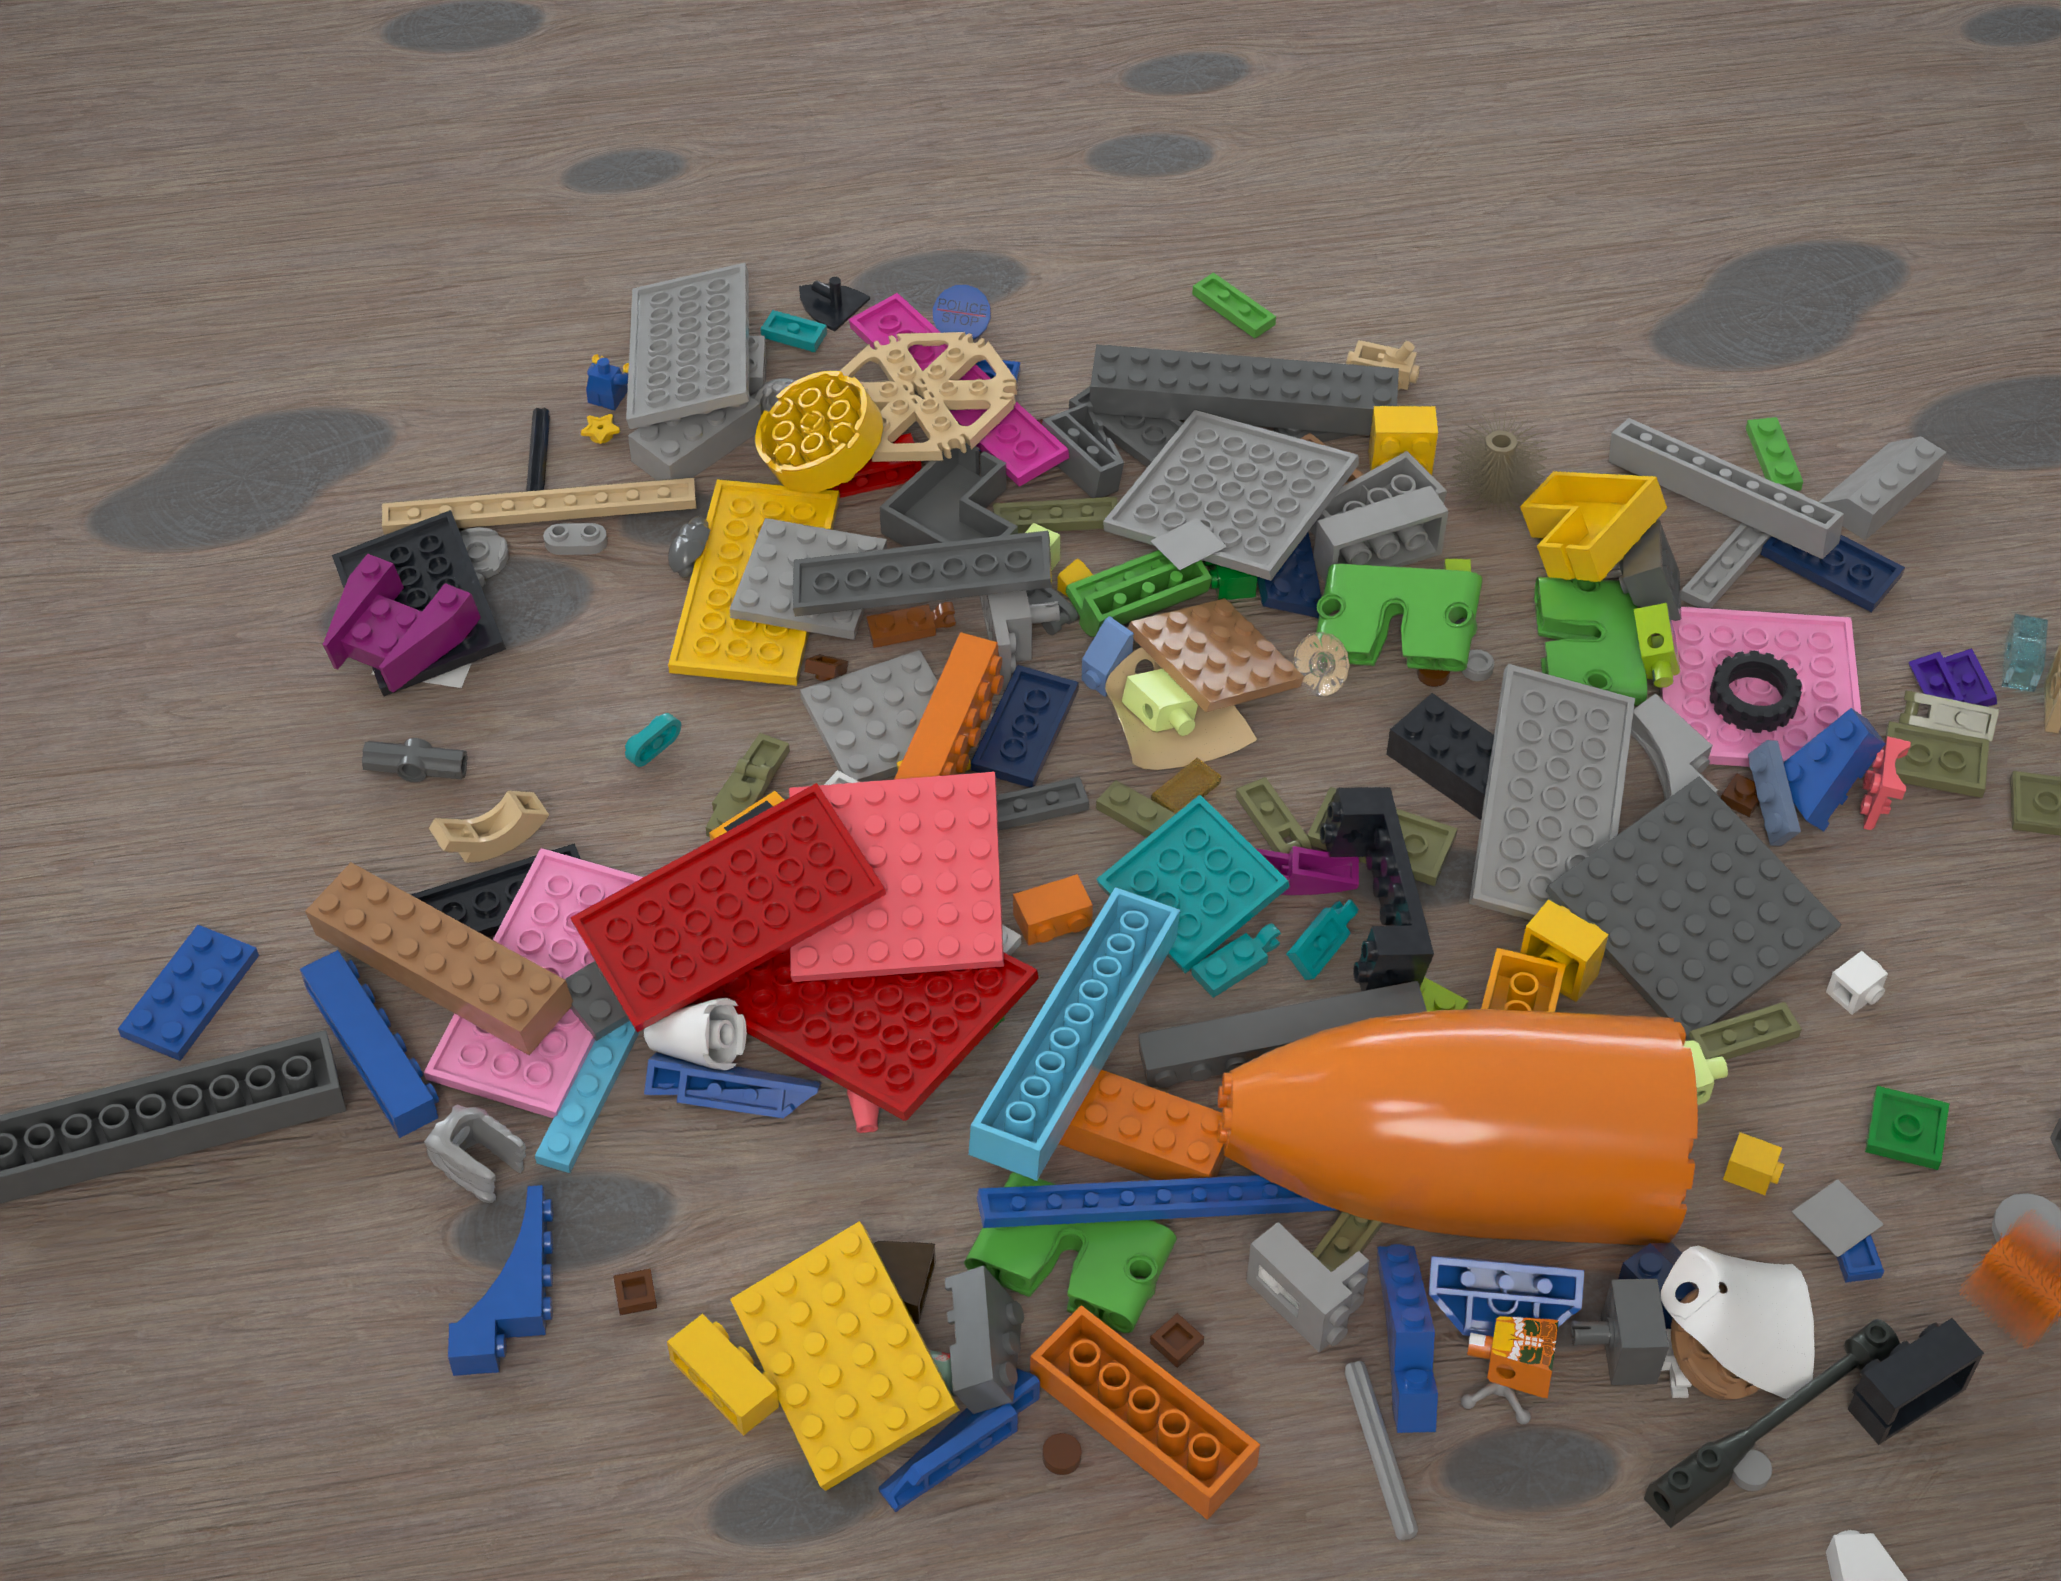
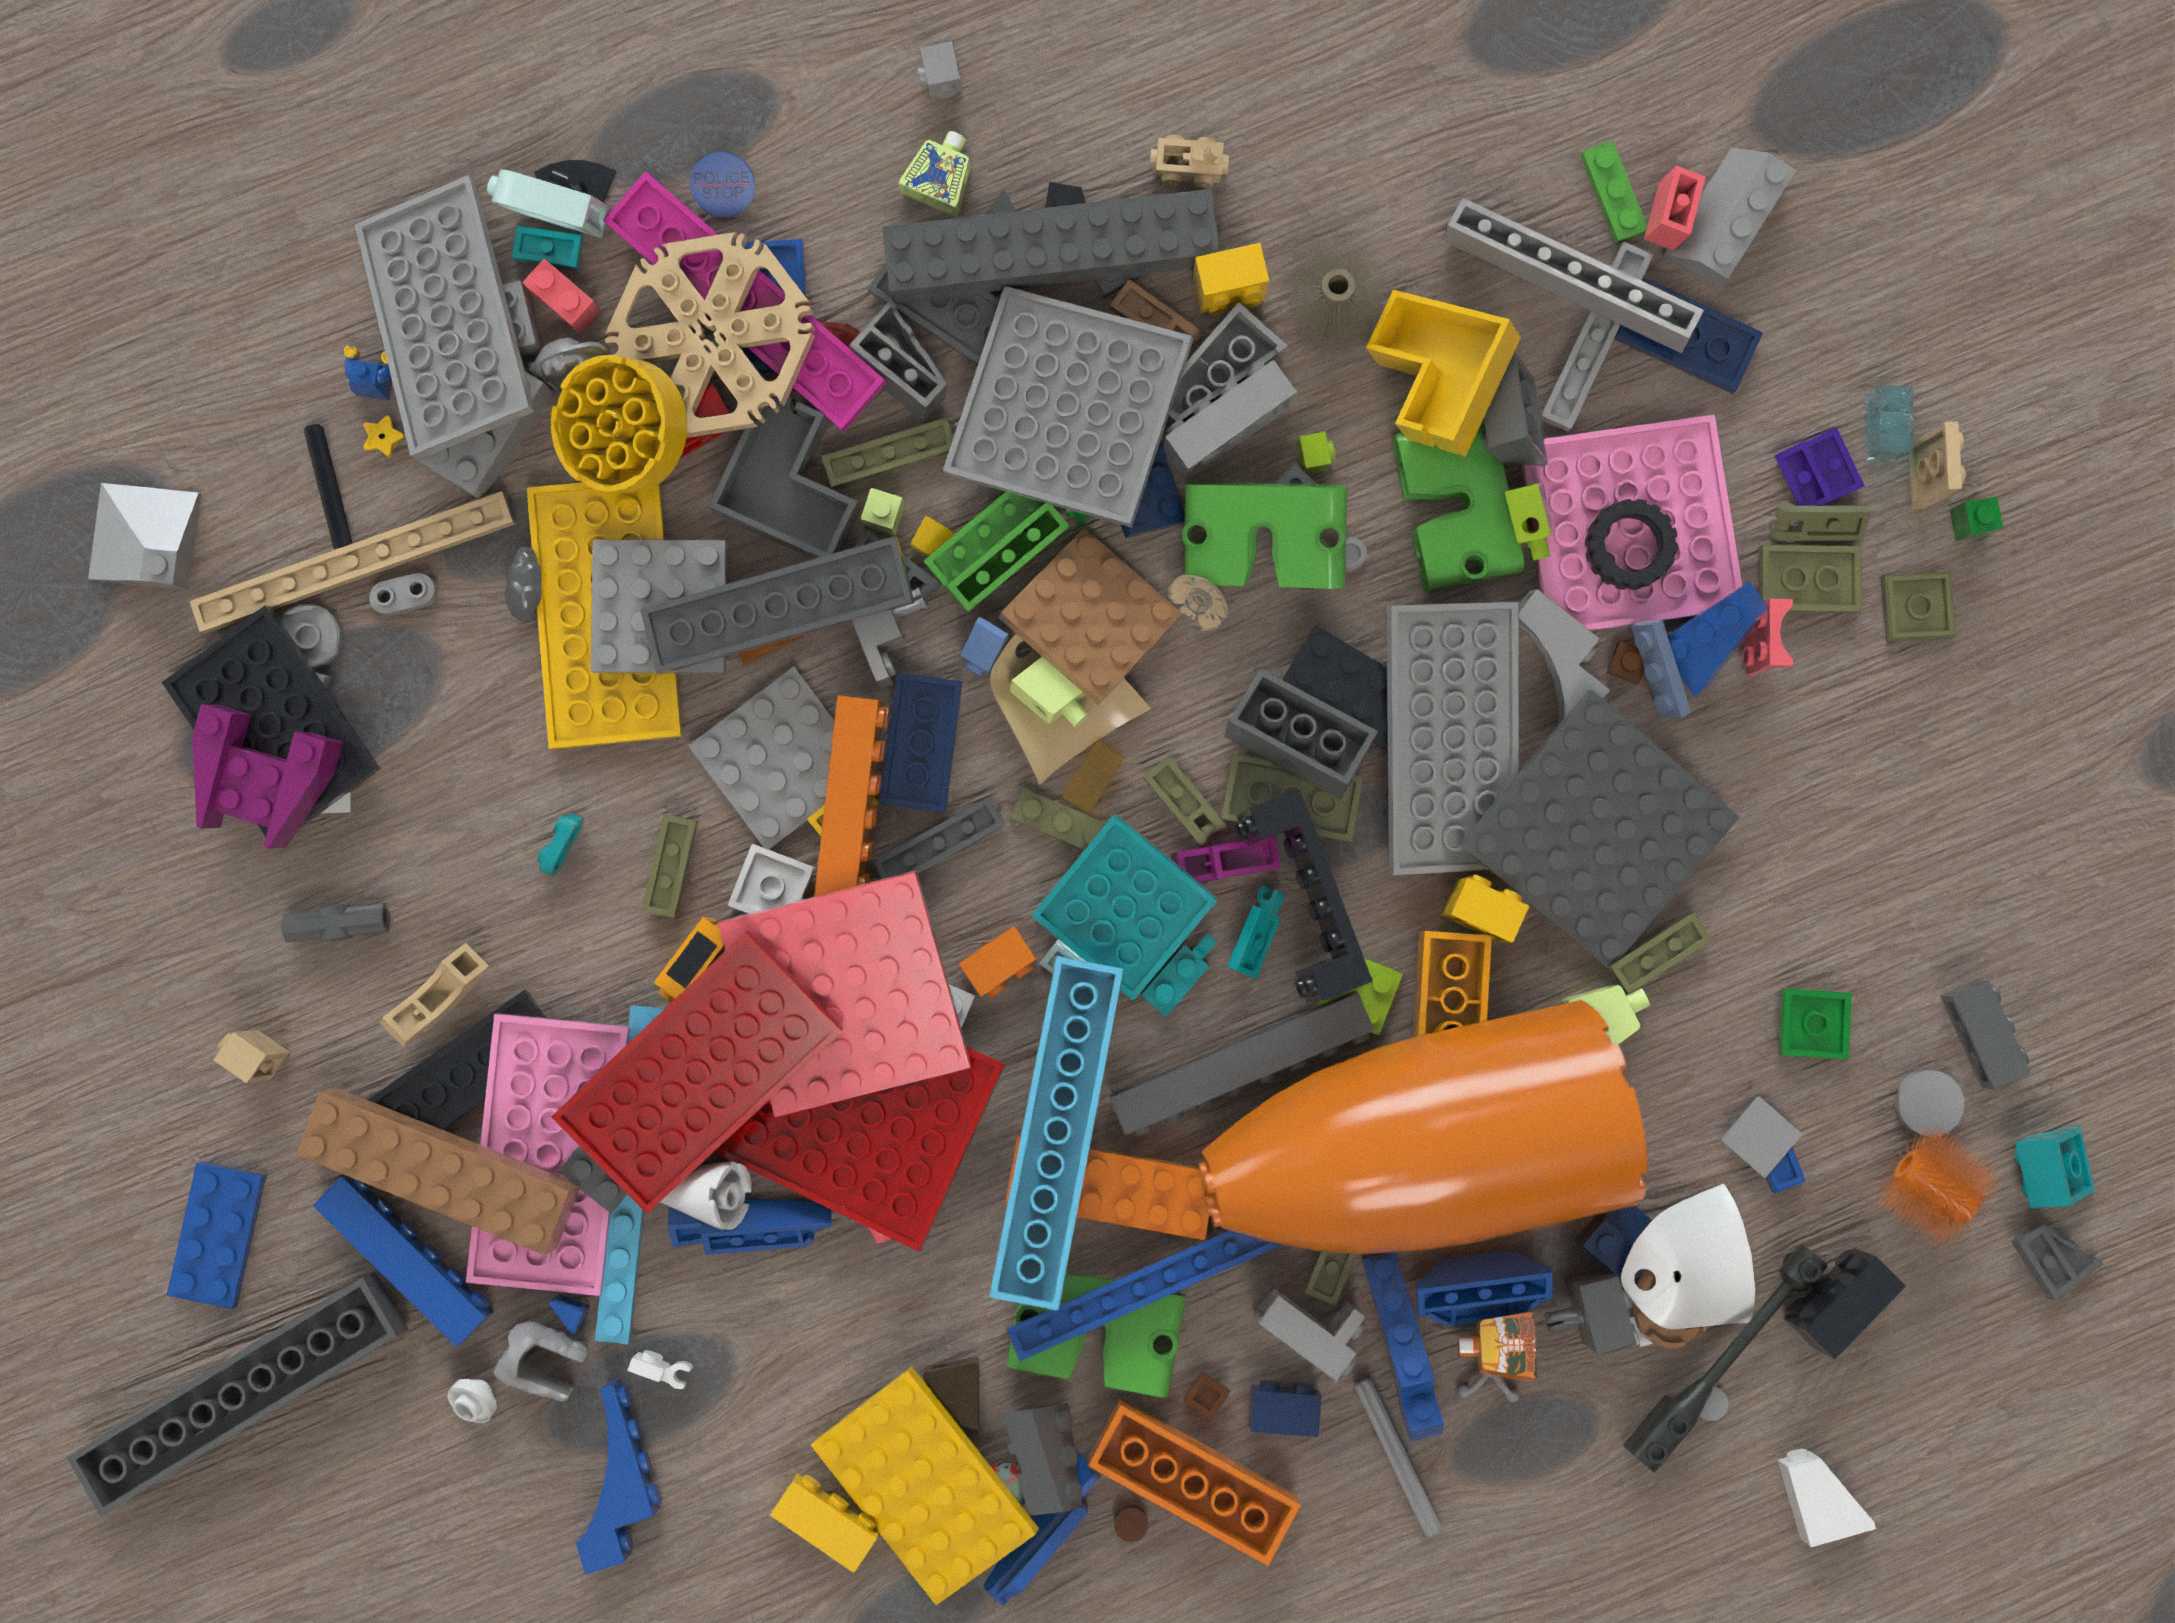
camera: 15 degrees left, 35 degrees up
(293, 836) = (250, 1055): none -> tan brick
(360, 461) = (144, 536): none -> light grey slope
(388, 1178) = (472, 1400): none -> white plate
(521, 1120) = (570, 1312): none -> blue slope
(587, 1190) = (650, 1365): none -> white plate
(635, 1291) = (725, 1458): reddish brown plate -> none
(739, 793) = (668, 908): olive plate -> none
(785, 278) = (548, 202): none -> light aqua window
(792, 355) = (562, 297): none -> coral brick
(825, 667) = (706, 712): reddish brown plate -> none
(1154, 331) = (938, 175): none -> torso
(1174, 275) = (939, 70): none -> light grey brick
(1188, 543) = (1038, 495): light grey sticker -> none
(1234, 305) = (1013, 100): bright green plate -> none
(1261, 1369) = (1285, 1409): none -> dark blue brick
(1422, 781) = (1300, 733): none -> dark grey brick
(1754, 1164) = (1683, 1098): yellow brick -> none
(1828, 463) = (1674, 208): none -> coral brick
(1857, 983) = (1759, 872): white brick -> none

